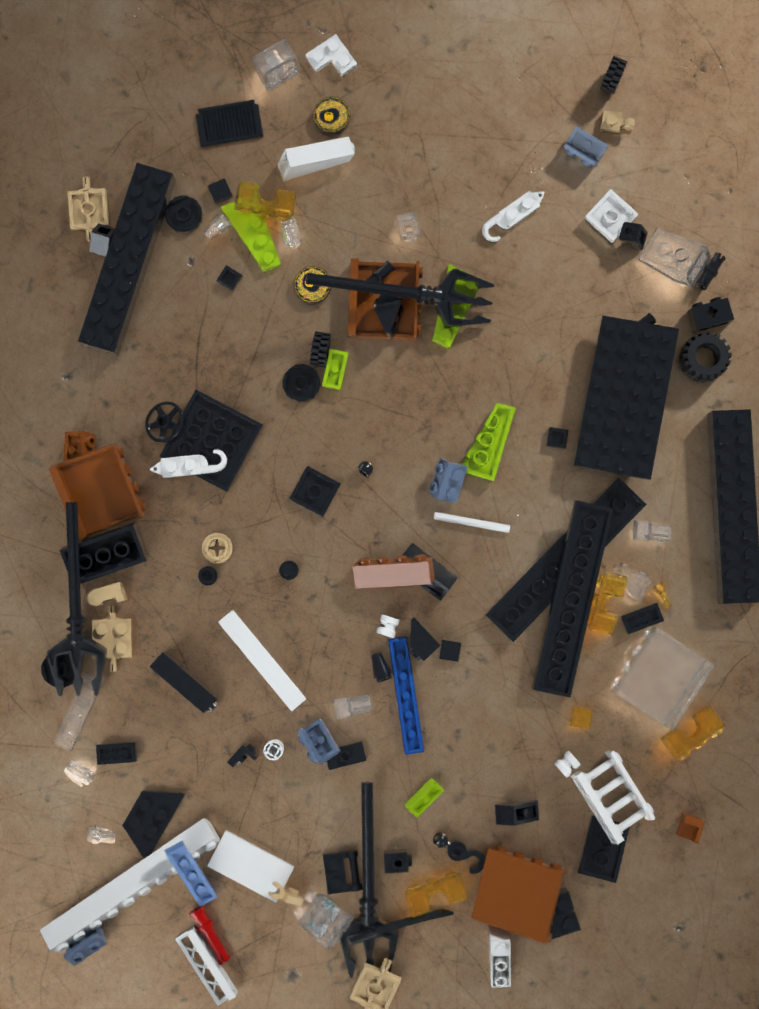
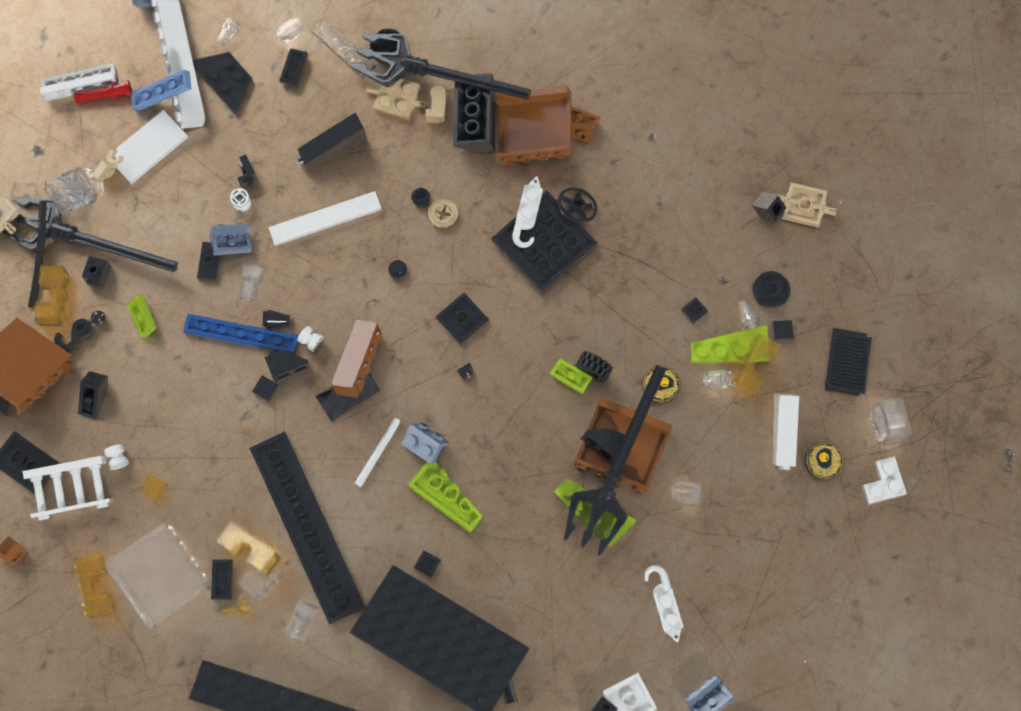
camera: 105 degrees right, 10 degrees down
(127, 259) = (743, 223): black brick -> none
(301, 383) = (569, 341): black tile -> none
(336, 874) = (109, 217): black plate -> none
(380, 274) = (647, 446): black axle -> none
(572, 598) = (267, 517): black plate -> none

